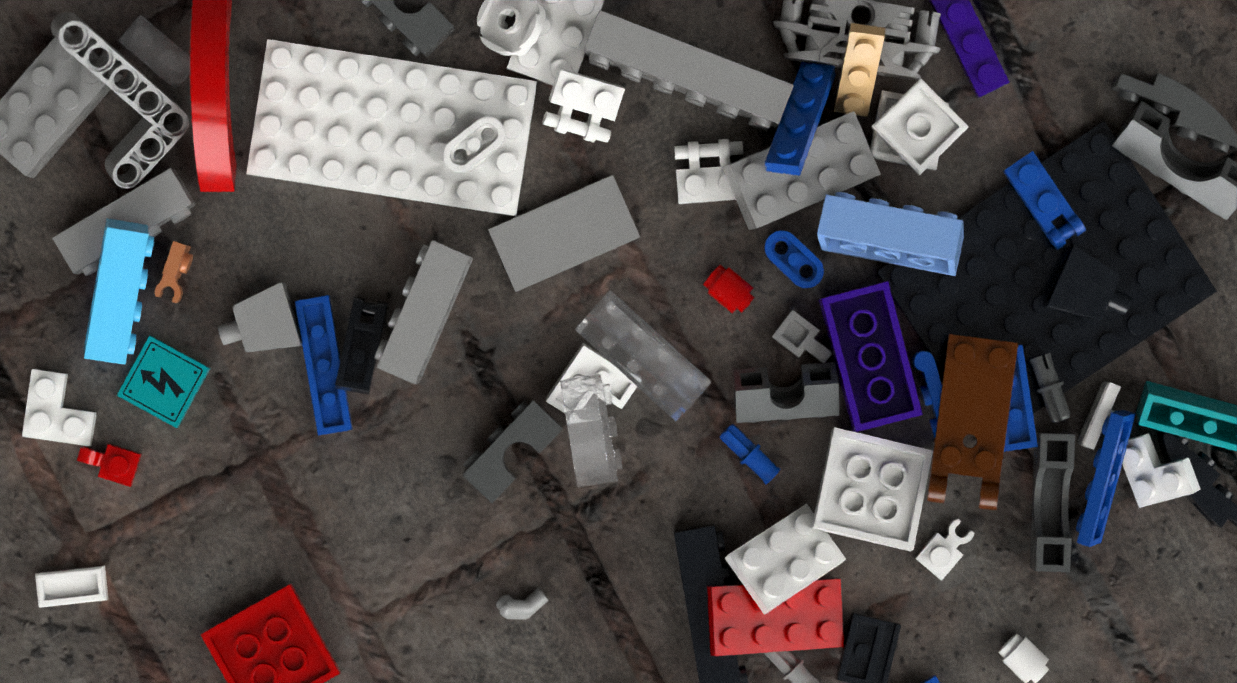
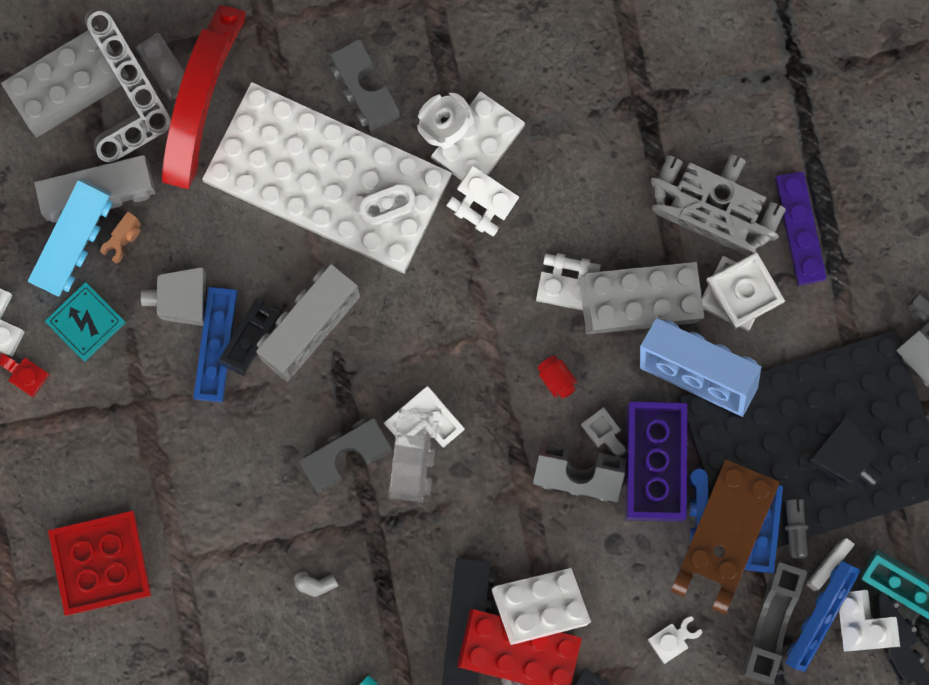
camera: 20 degrees right, 10 degrees down
(564, 233) = (438, 297): light grey tile -> none
(643, 355) = (472, 408): clear brick -> none
(687, 70) = (572, 195): light grey brick -> none
(749, 453) = (536, 513): blue axle -> none
(793, 259) = (615, 369): blue plate -> none
(800, 118) = (651, 255): blue plate -> none
(859, 69) = (710, 230): tan plate -> none
(872, 489) = (628, 570): white plate -> none
(1043, 199) = (830, 376): blue plate -> none

